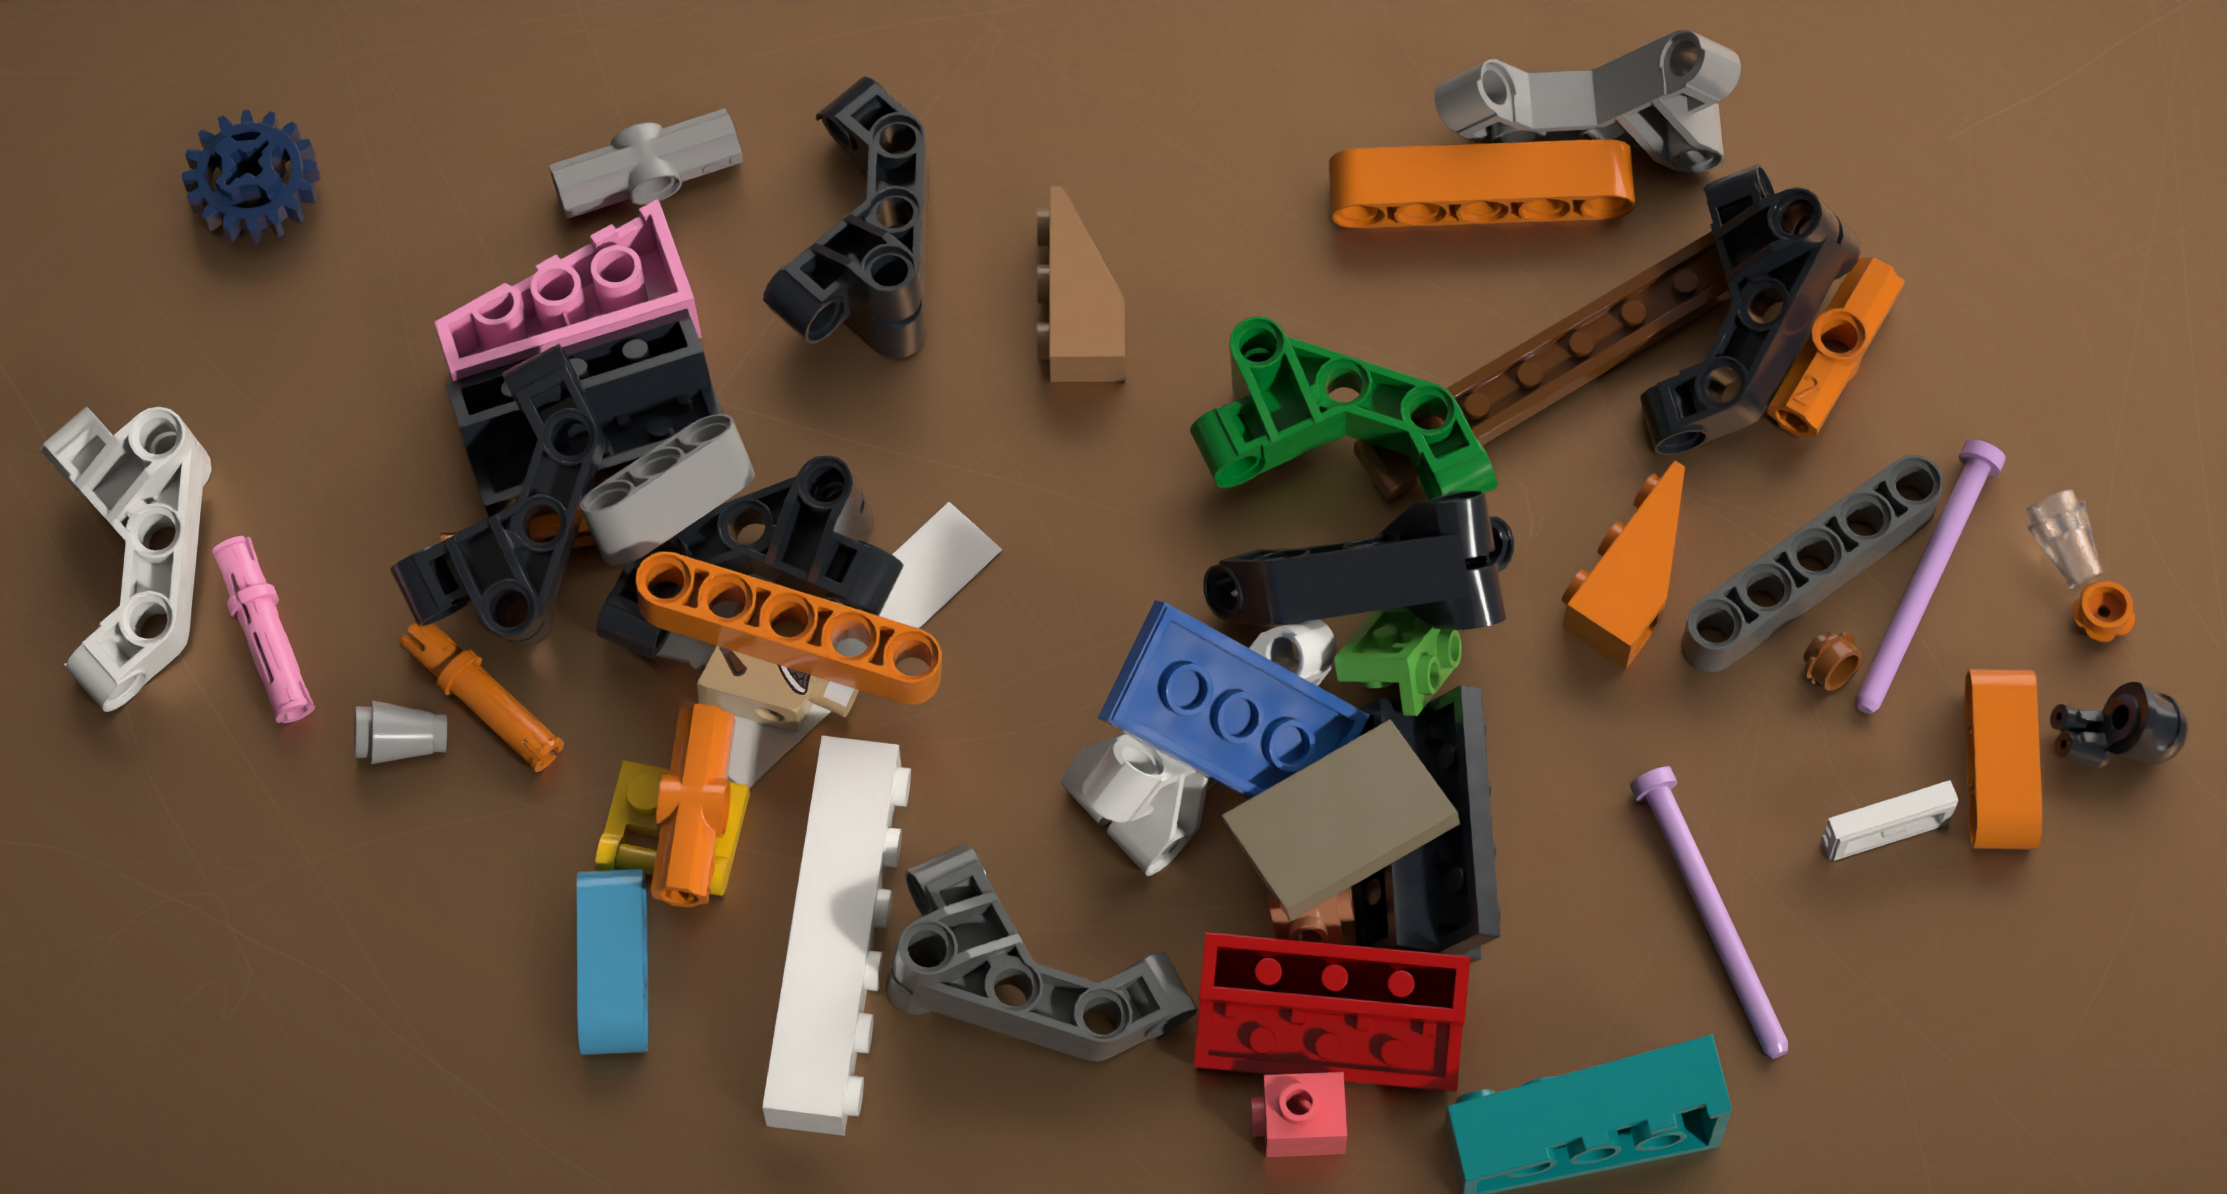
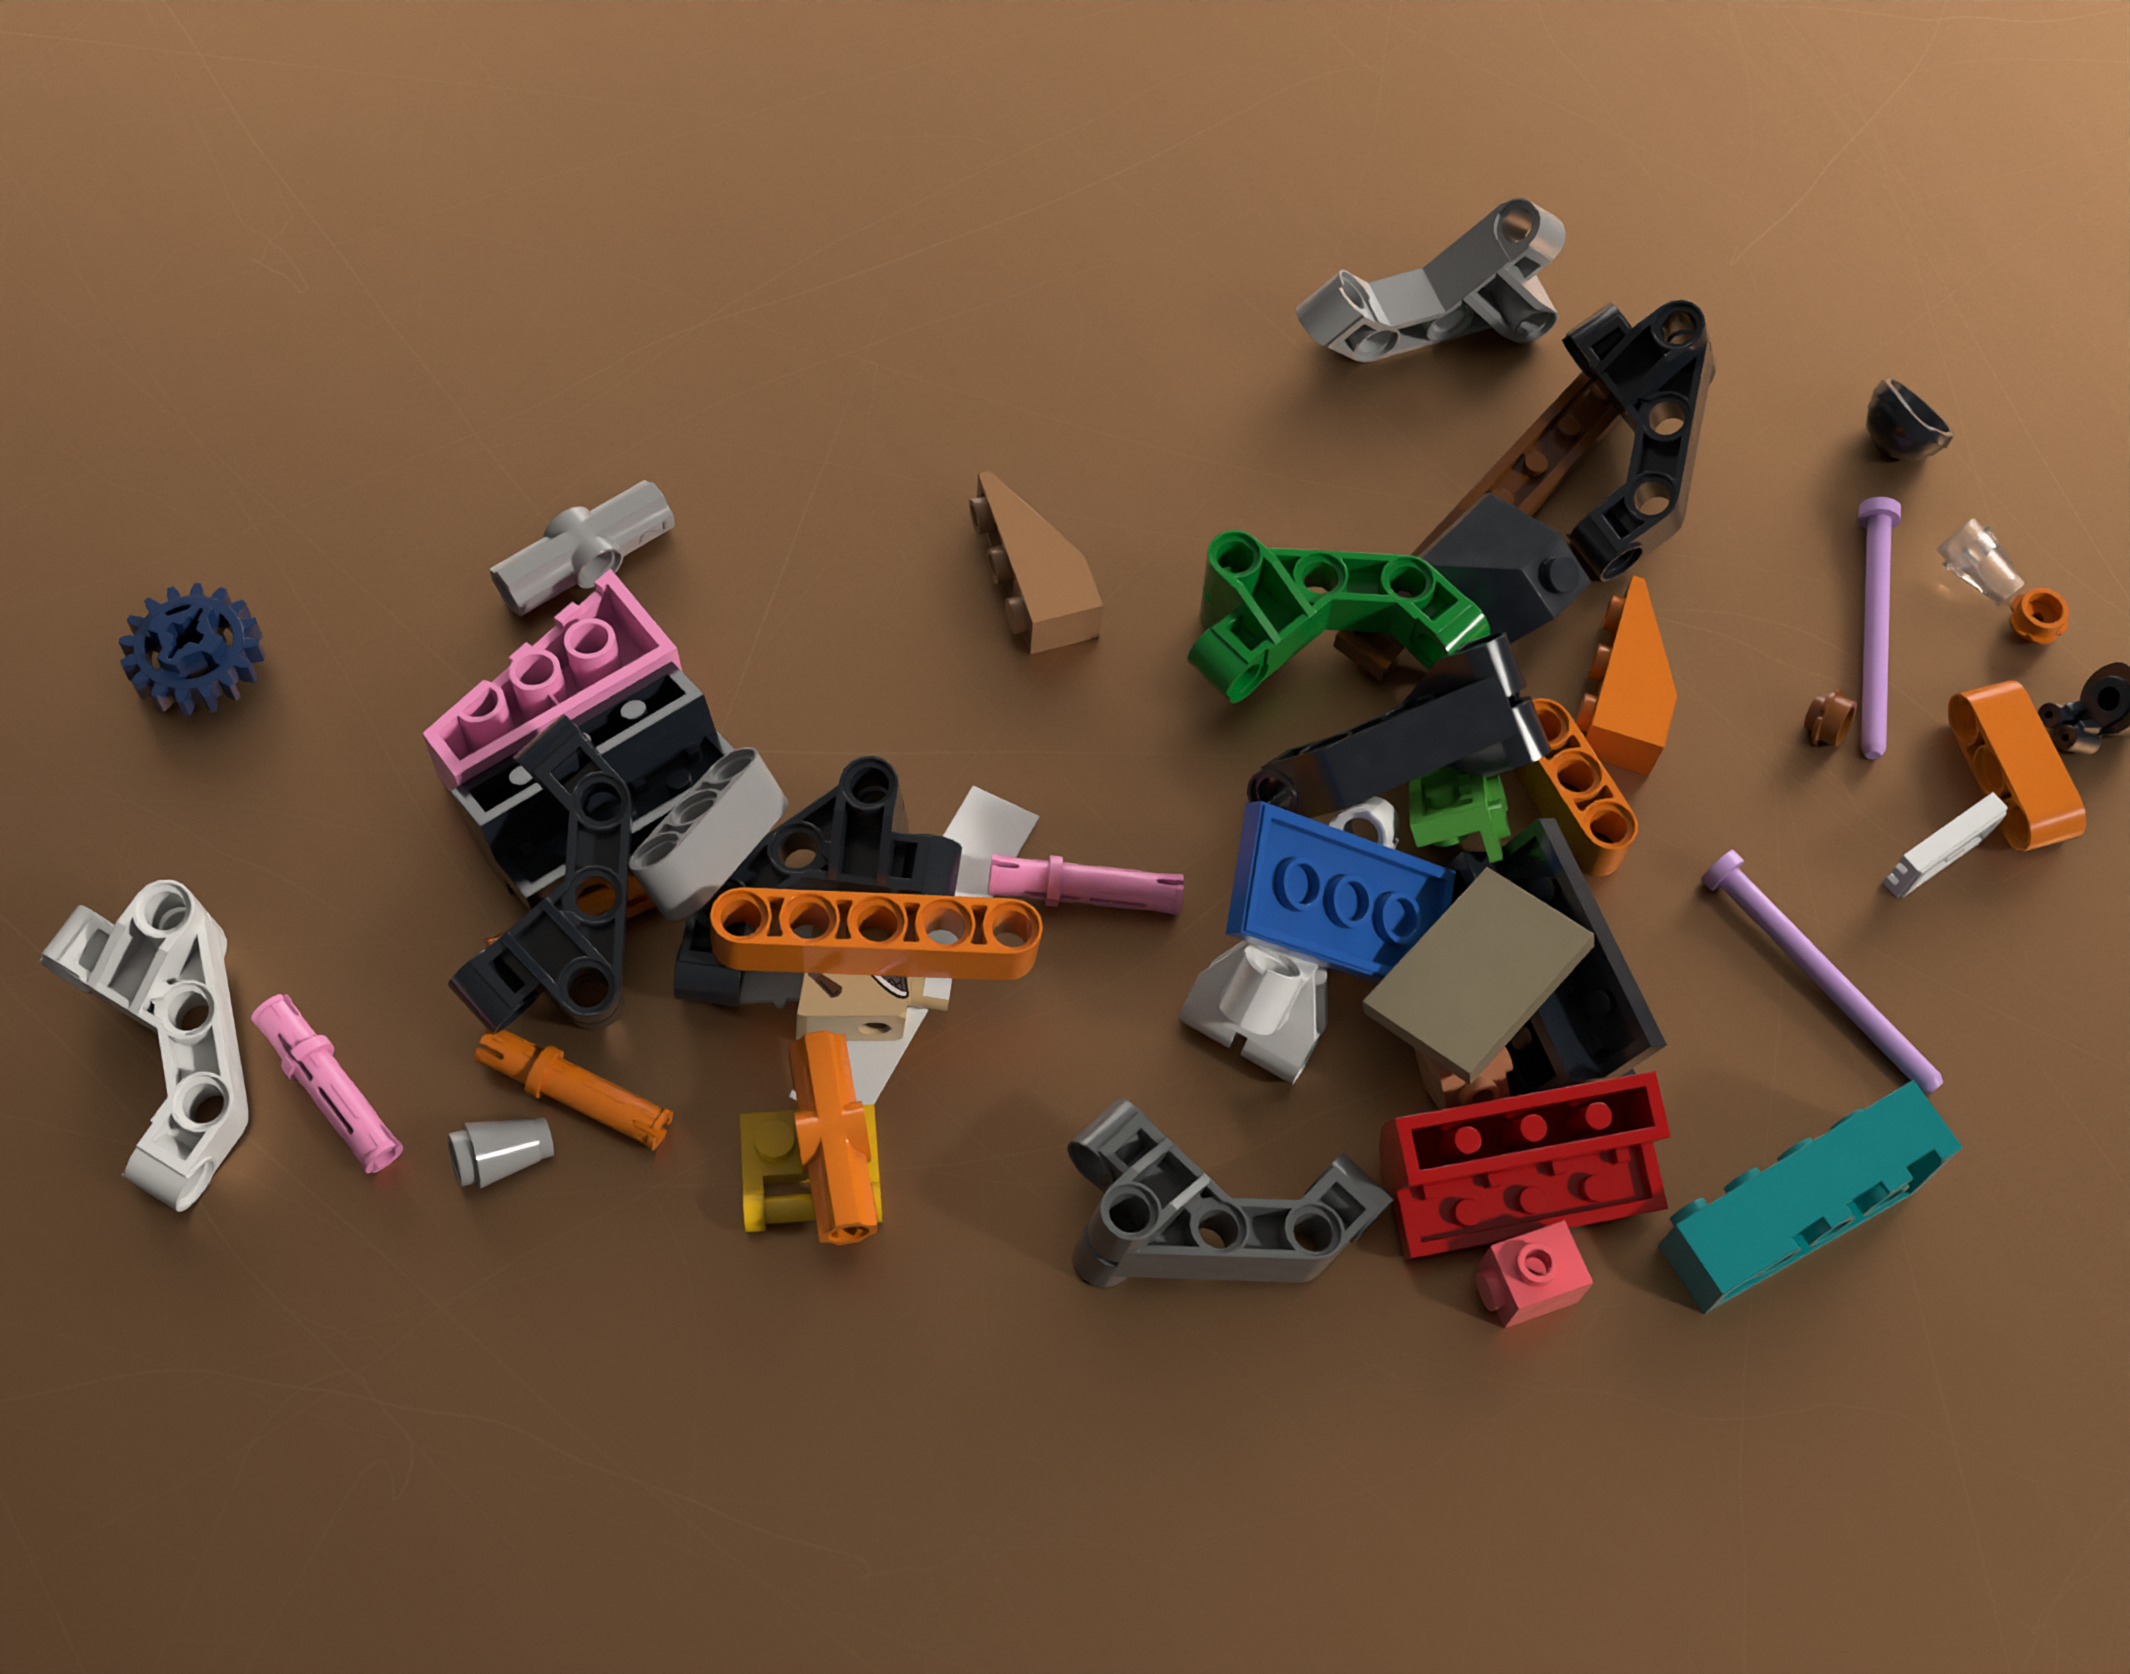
camera: 25 degrees left, 5 degrees down
(612, 962) = (794, 1321): dark azure beam -> none
(834, 936) = (1013, 1235): white brick -> none
(860, 265) = (836, 578): black connector -> none
(1011, 627) = (1075, 883): none -> bright pink pin
(1481, 183) = (1357, 388): orange beam -> none
(1526, 688) = (1595, 808): none -> orange beam
(1539, 423) = (1508, 566): none -> black slope
(1801, 589) = (1794, 615): dark grey beam -> none
(1820, 374) = (1721, 453): orange piece -> none
(2052, 364) = (1904, 423): none -> black piece

